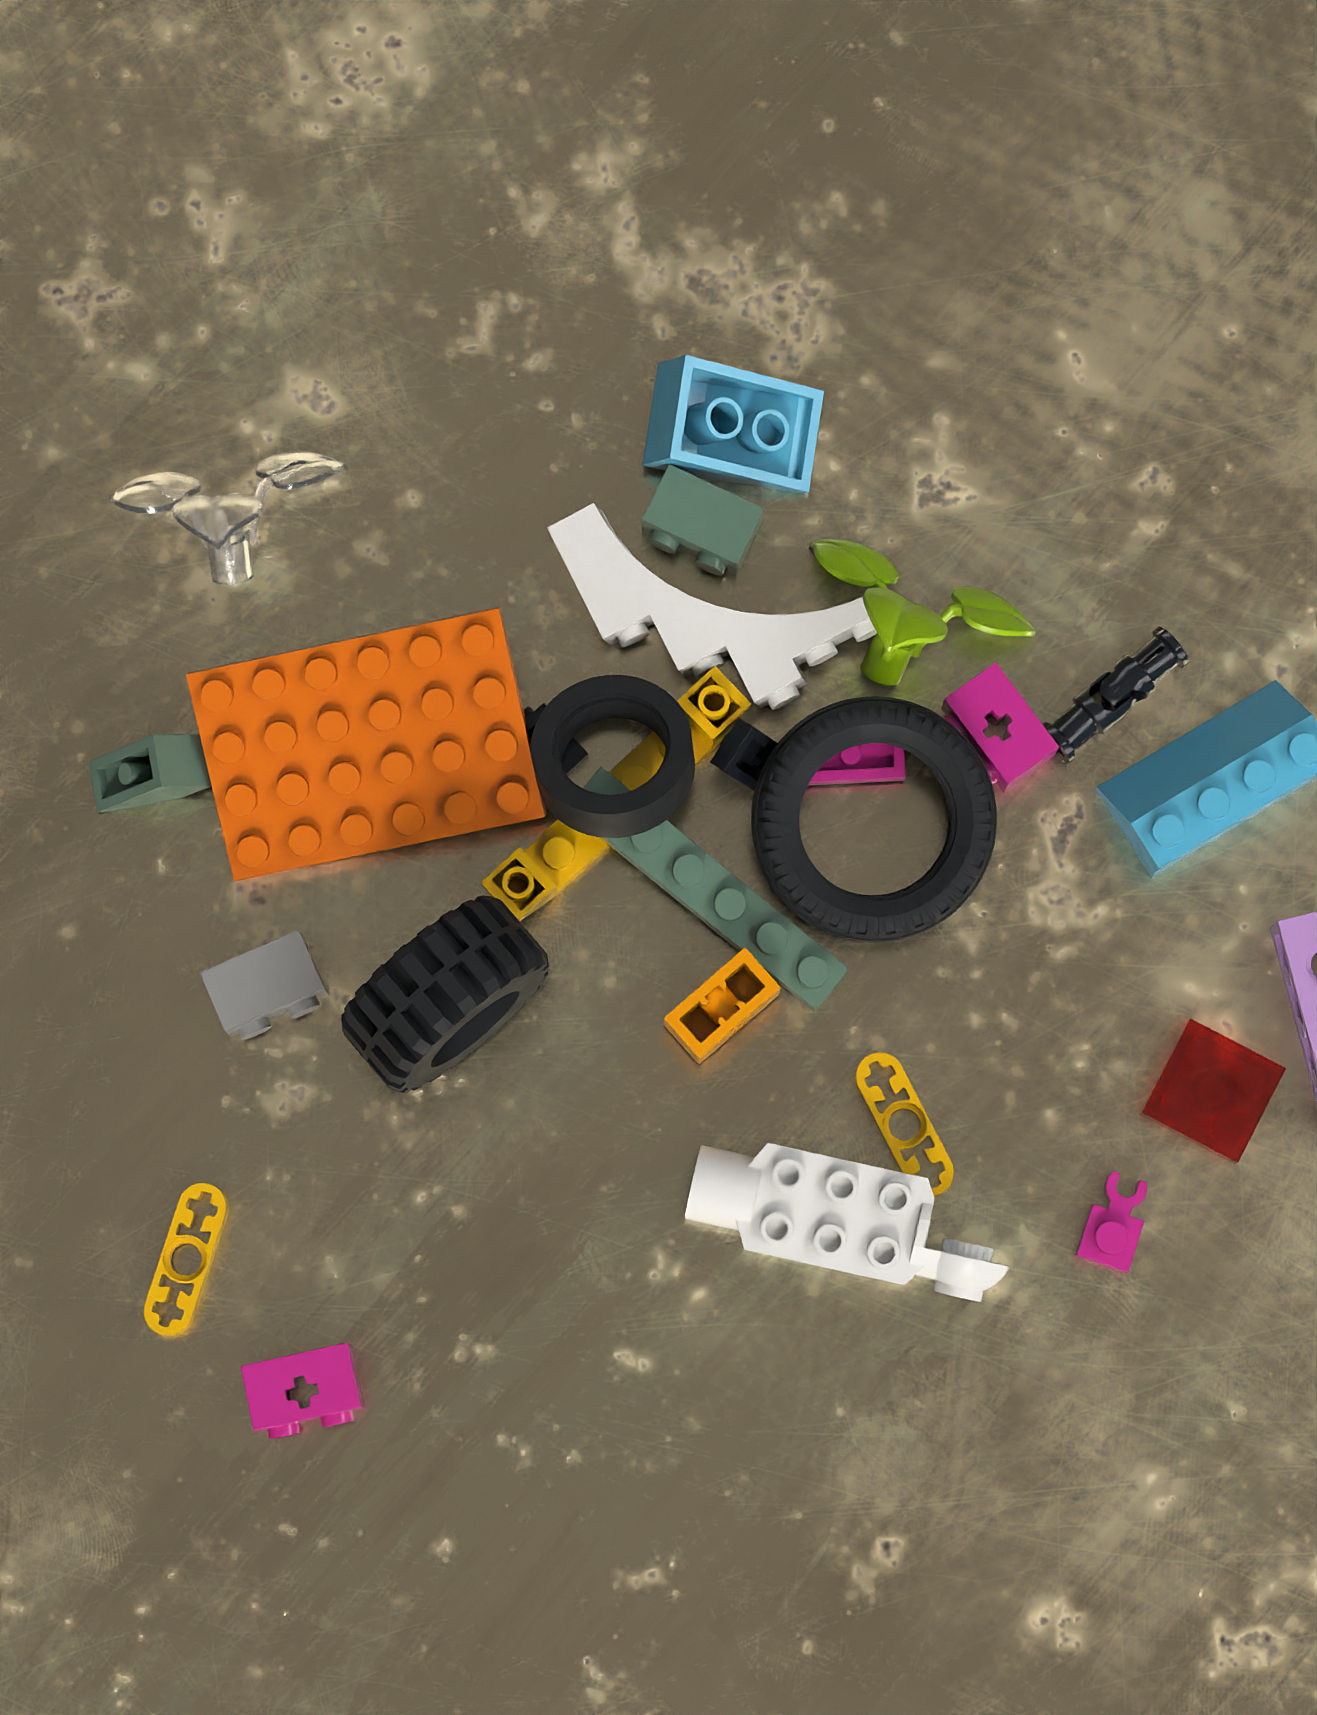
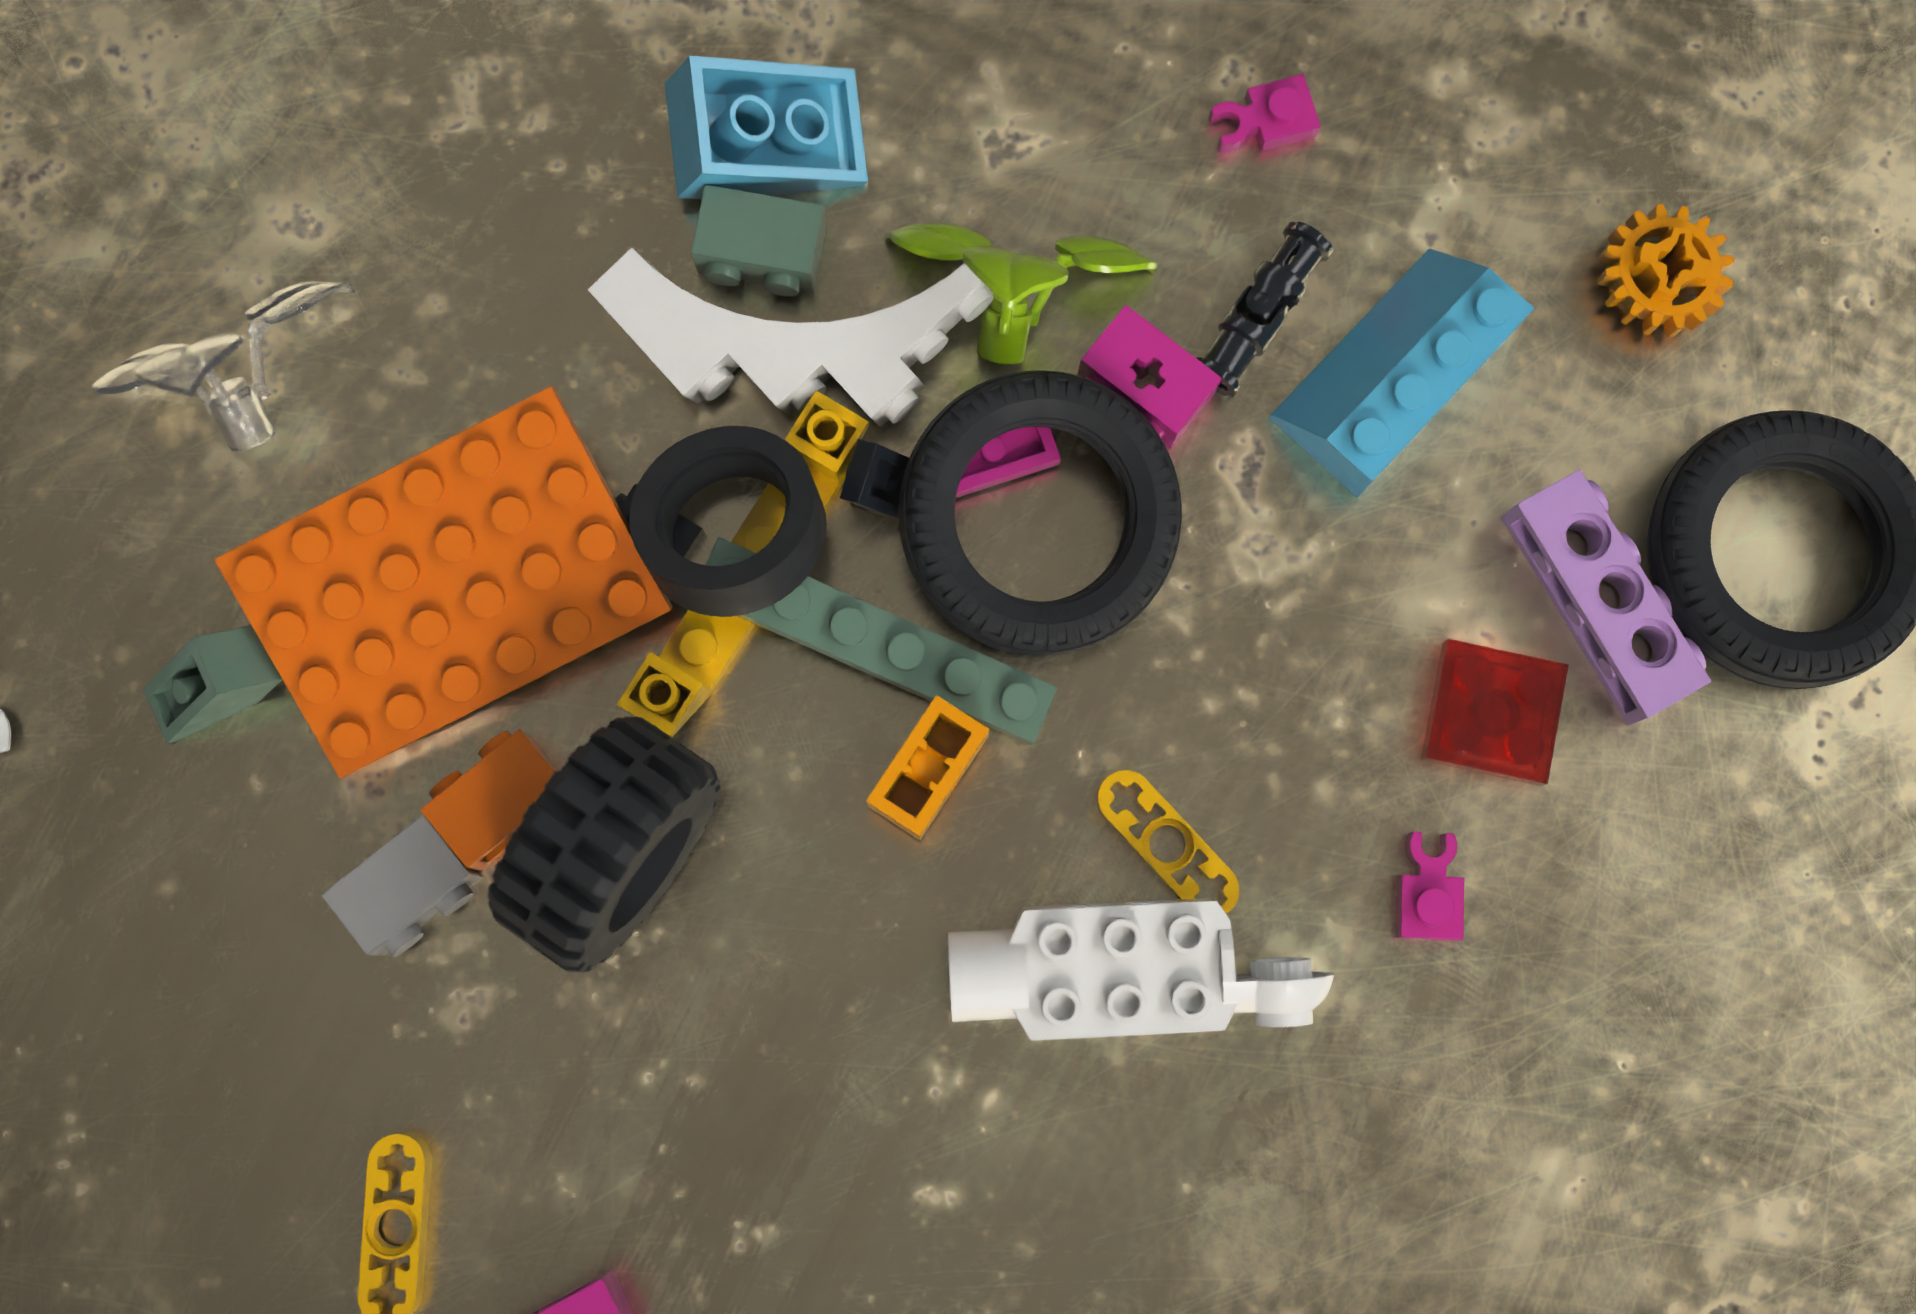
camera: 20 degrees left, 0 degrees up
(357, 934) = (487, 802): none -> orange brick
(1177, 526) = (1274, 113): none -> dark pink plate

